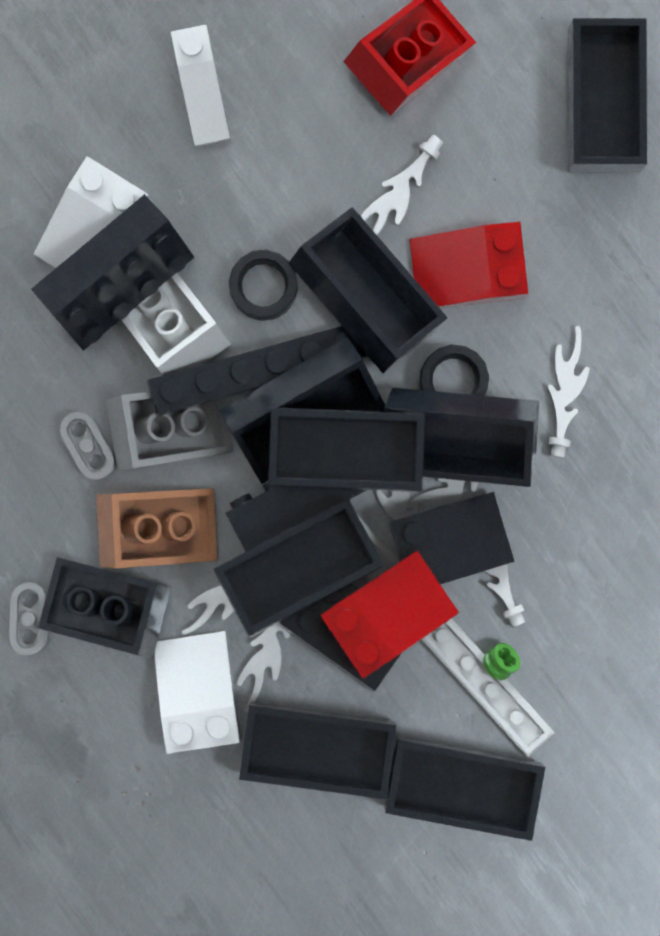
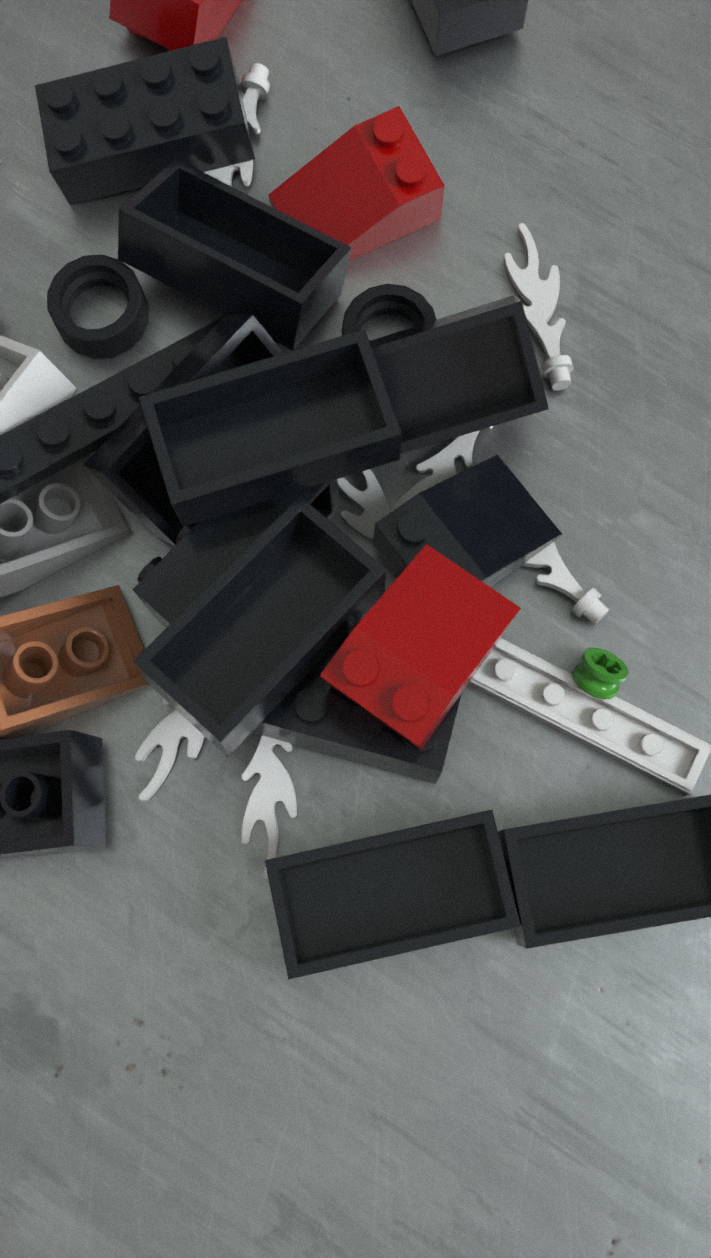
camera: 20 degrees left, 10 degrees down
(196, 692) = (186, 877): white slope -> none
(341, 161) = (134, 118): none -> black piece

